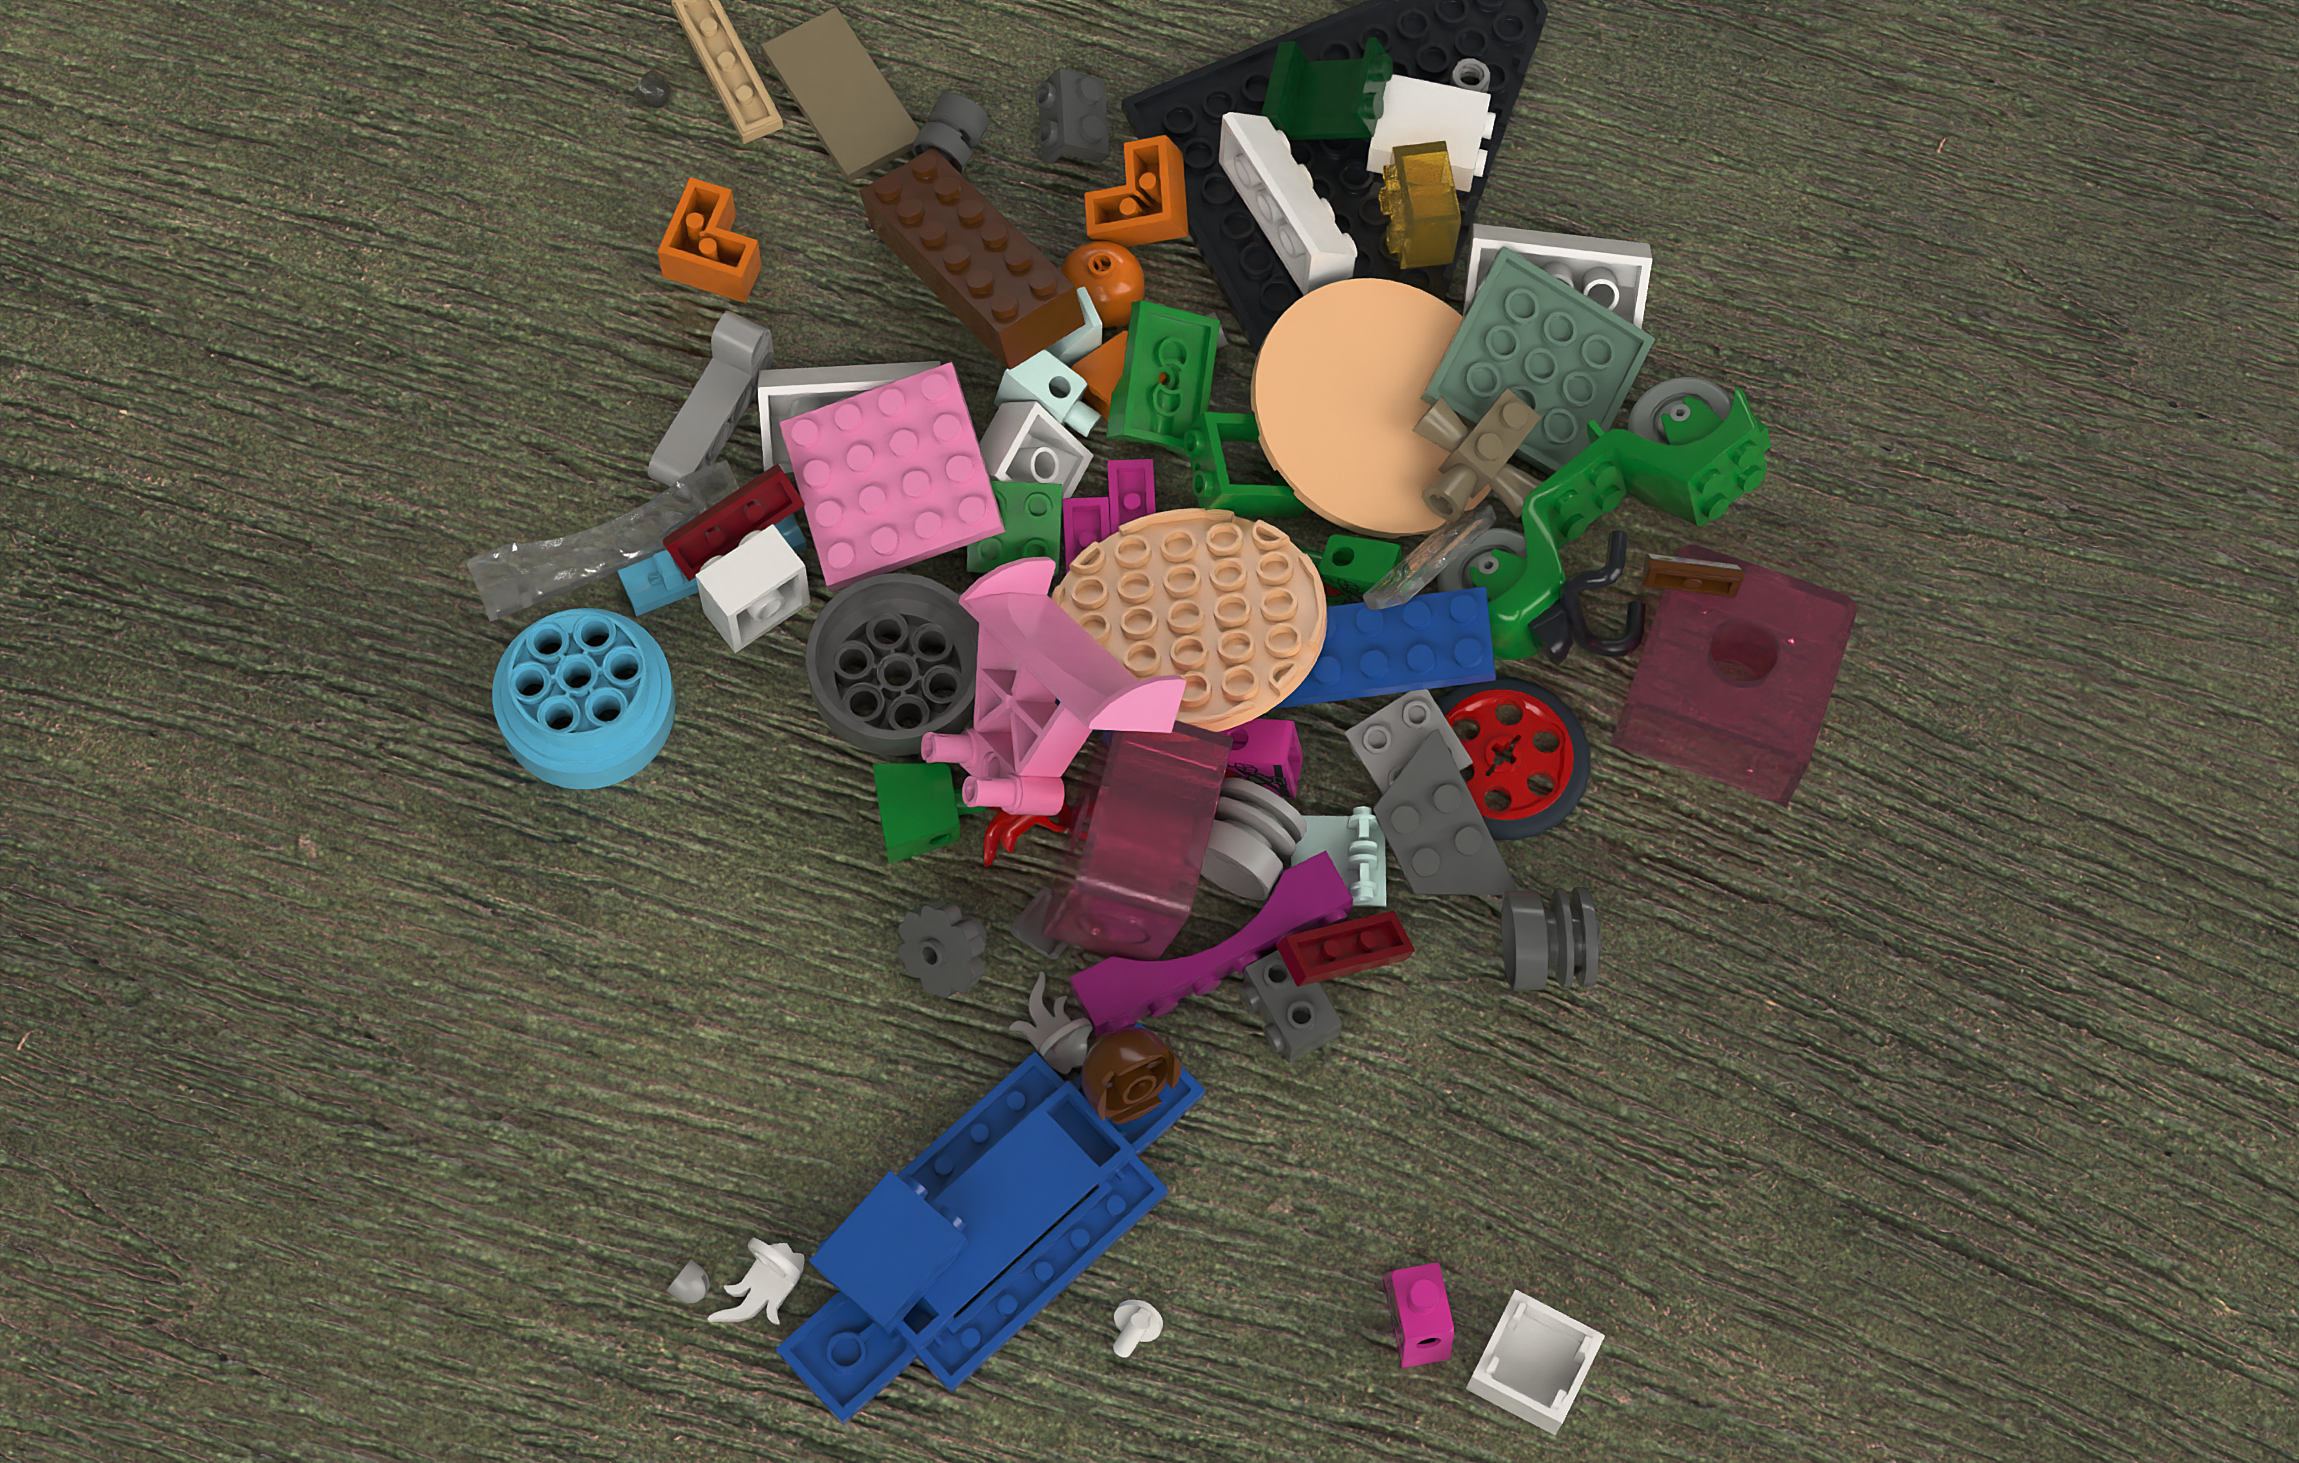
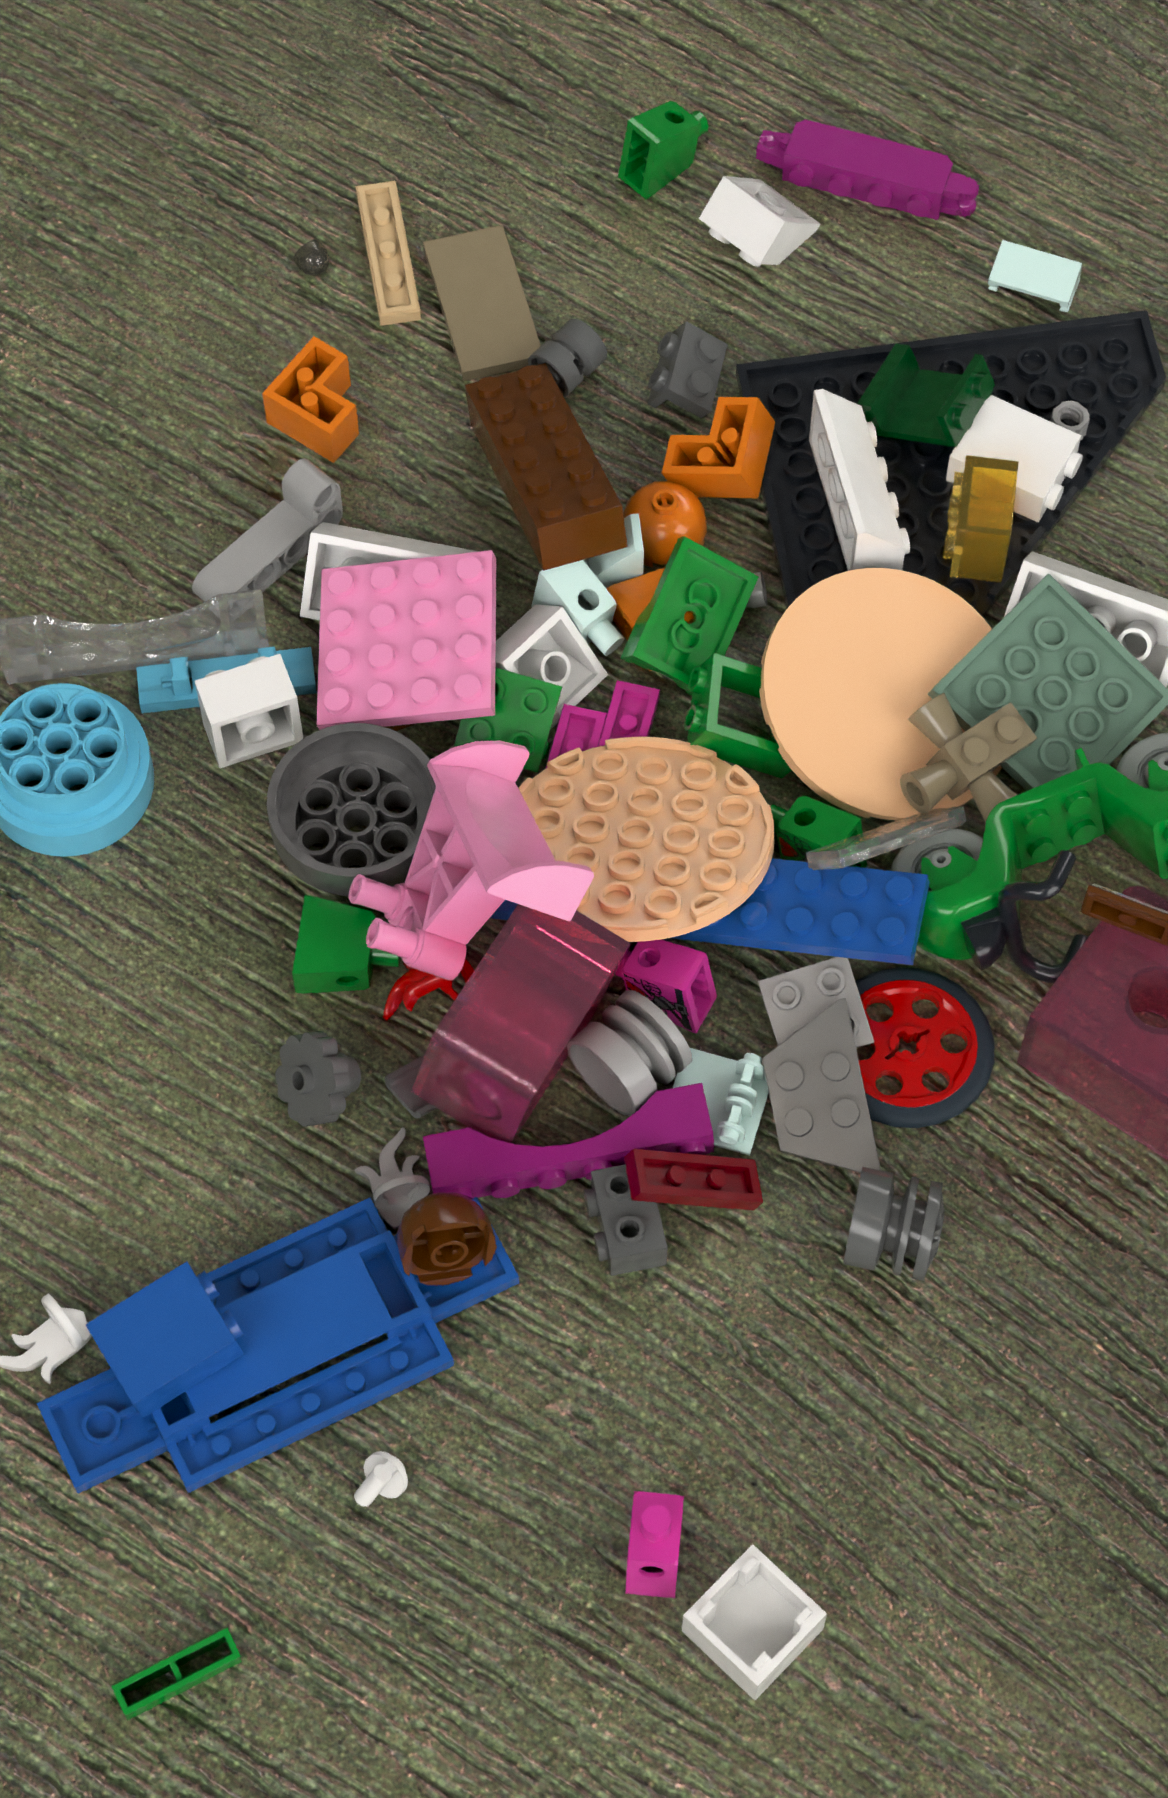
camera: 20 degrees right, 5 degrees down
(722, 527) = (278, 632): dark red plate -> none

